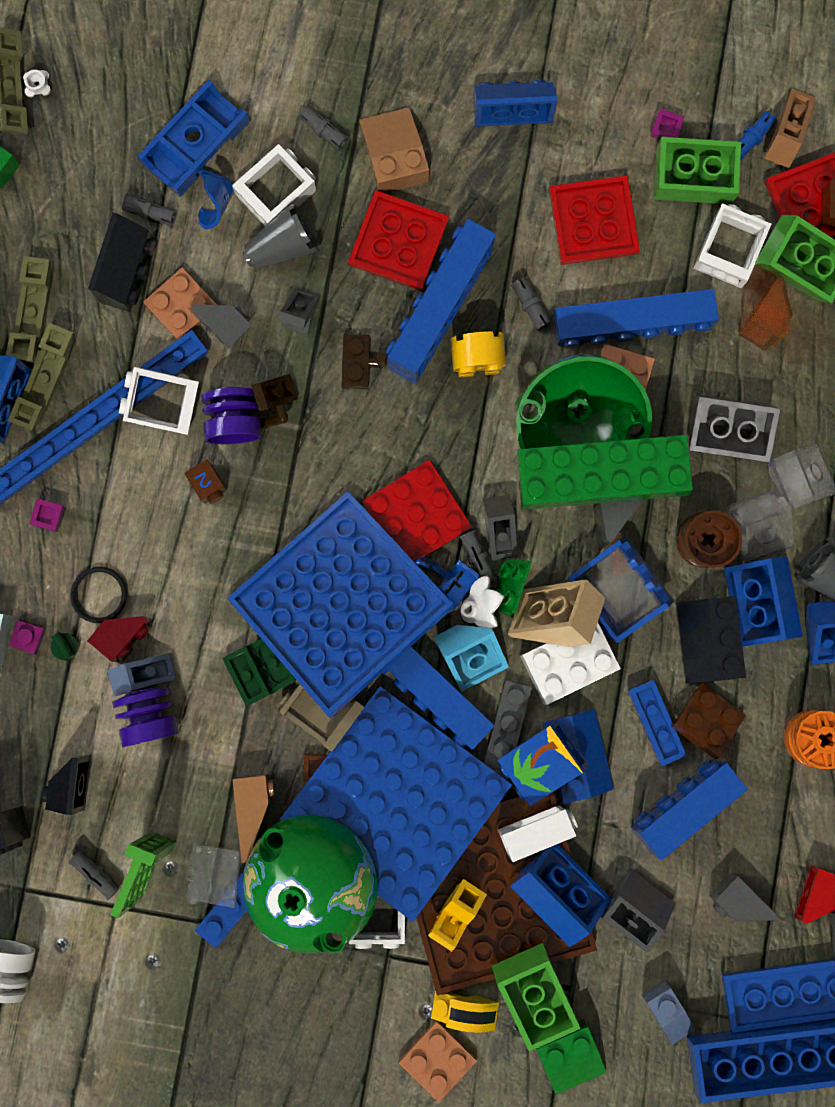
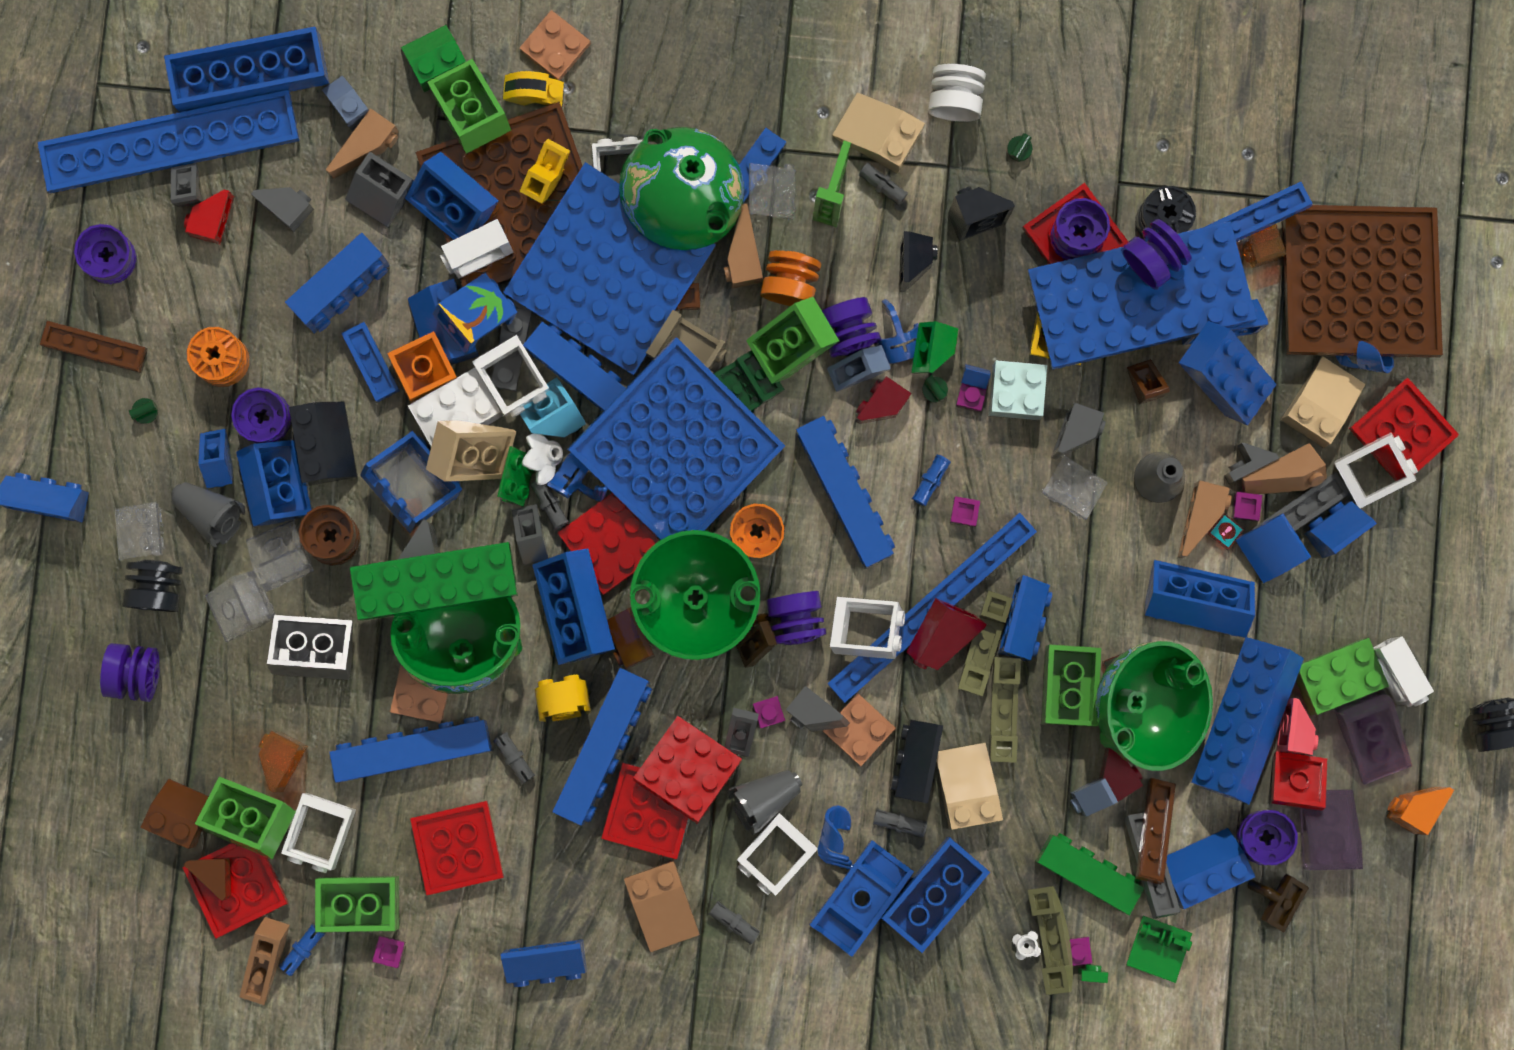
camera: 170 degrees right, 0 degrees up
(18, 656) = (976, 376): none -> blue slope
(58, 689) = (933, 346): none -> green slope
(73, 234) = (968, 786): none -> tan slope
(79, 551) = (931, 480): none -> blue pin
(80, 690) = (897, 354): none -> blue helmet
(82, 388) = (943, 634): none -> dark red slope
(90, 935) = (879, 131): none -> tan slope
(93, 570) = (925, 424): black tyre -> none
(118, 133) = (935, 894): none -> blue brick
(169, 544) = (844, 491): none -> blue brick
(202, 775) = (791, 273): none -> orange wheel
(205, 705) = (792, 340): none -> bright green brick
(206, 482) = (815, 554): reddish brown brick -> none
(261, 493) = (761, 516): none -> orange wheel
(270, 329) = (769, 712): none -> magenta plate
(324, 411) = (691, 564): none -> green piece
(356, 275) = (687, 769): none -> red plate
(357, 361) = (680, 685): dark brown plate -> none
(405, 409) = (630, 641): none -> reddish brown slope
(460, 444) = (573, 606): none -> blue brick
(504, 659) = (498, 354): none -> white window
(603, 710) = (421, 366): none -> orange slope
(645, 971) = (371, 135): none -> medium nougat slope
(708, 721) = (321, 367): reddish brown plate -> none
(788, 664) = (257, 401): none -> dark purple wheel

